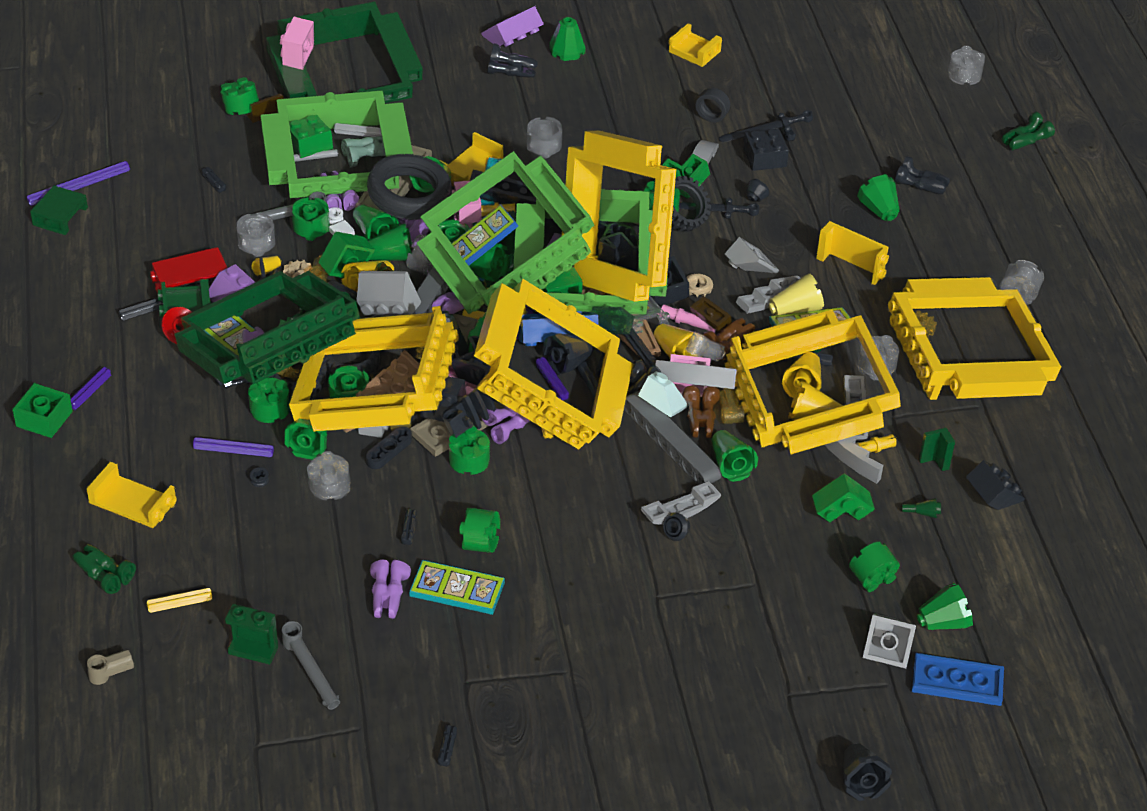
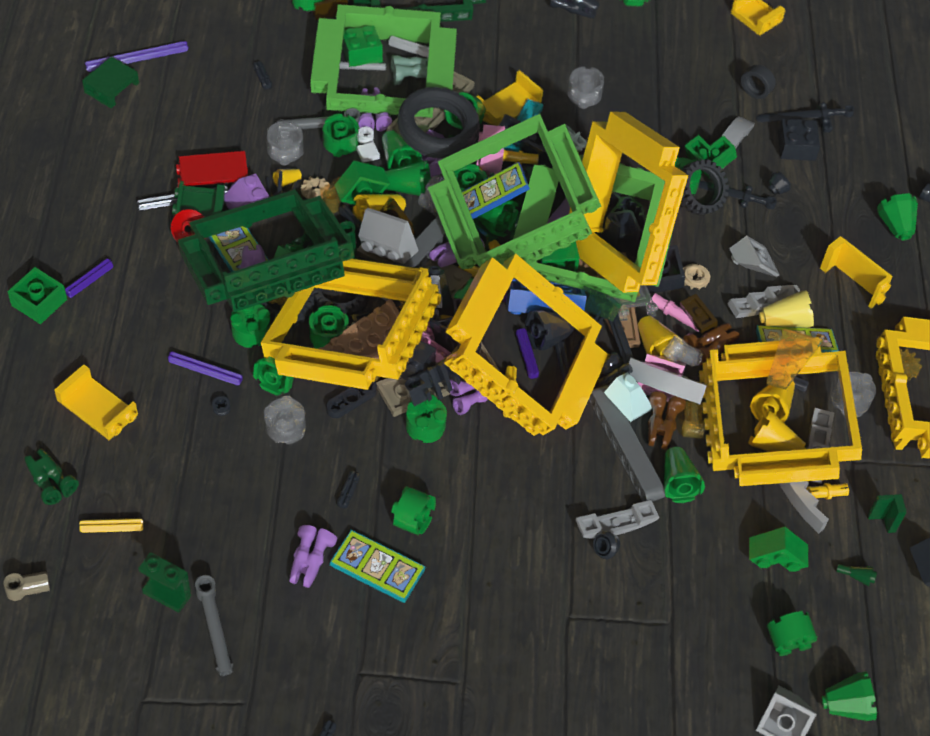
camera: 10 degrees right, 10 degrees up
(810, 330) = (790, 357): none -> clear yellow wing

